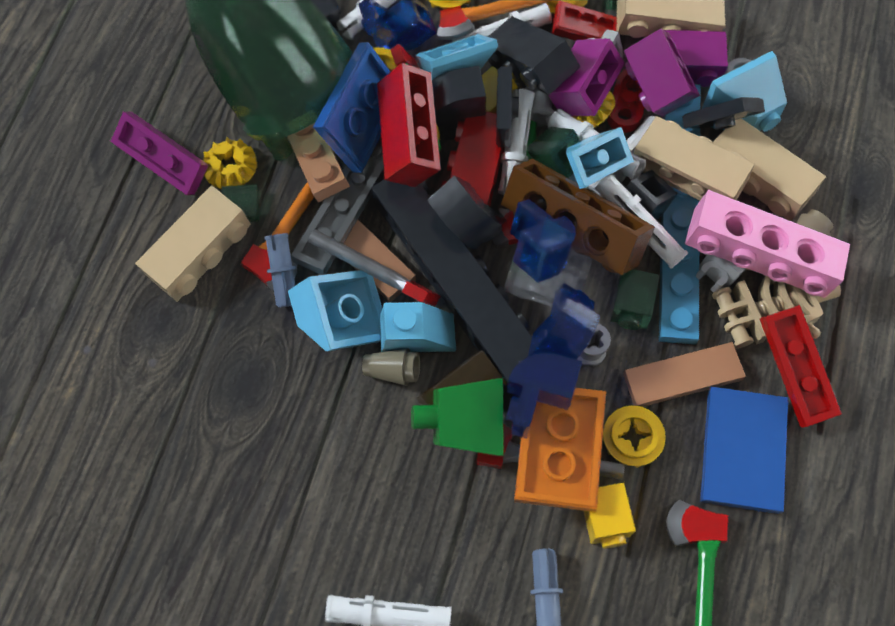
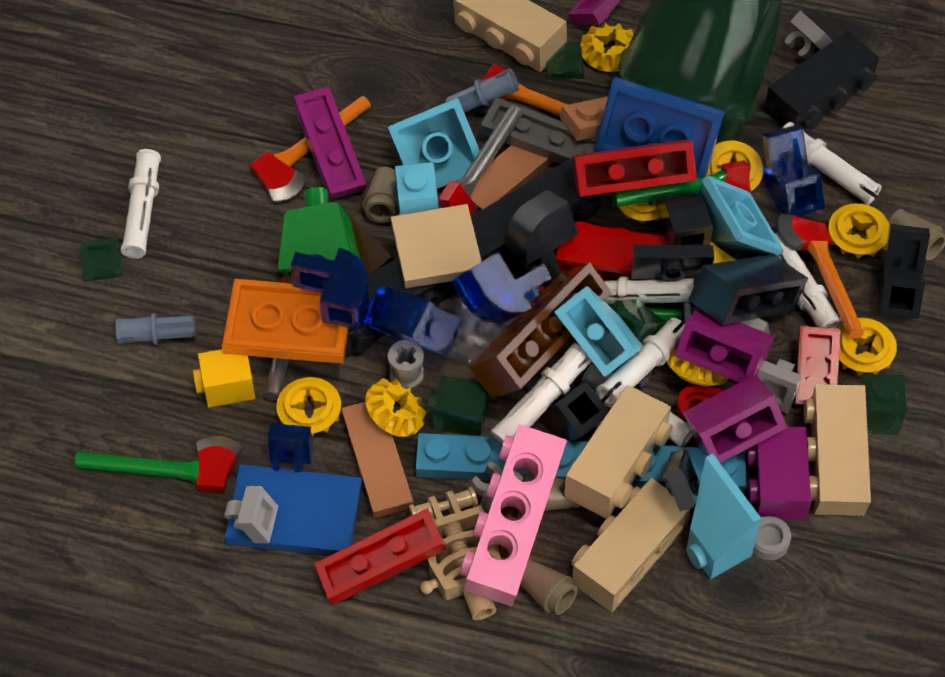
camera: 85 degrees right, 10 degrees down
(330, 415) = (329, 143): none -> magenta plate
(350, 476) = (276, 170): none -> piece
(475, 306) = (435, 245): none -> tan tile
(644, 363) = (380, 404): none -> yellow gear
(684, 450) = (290, 445): none -> clear blue tile
(771, 480) = (254, 514): none -> light grey tile

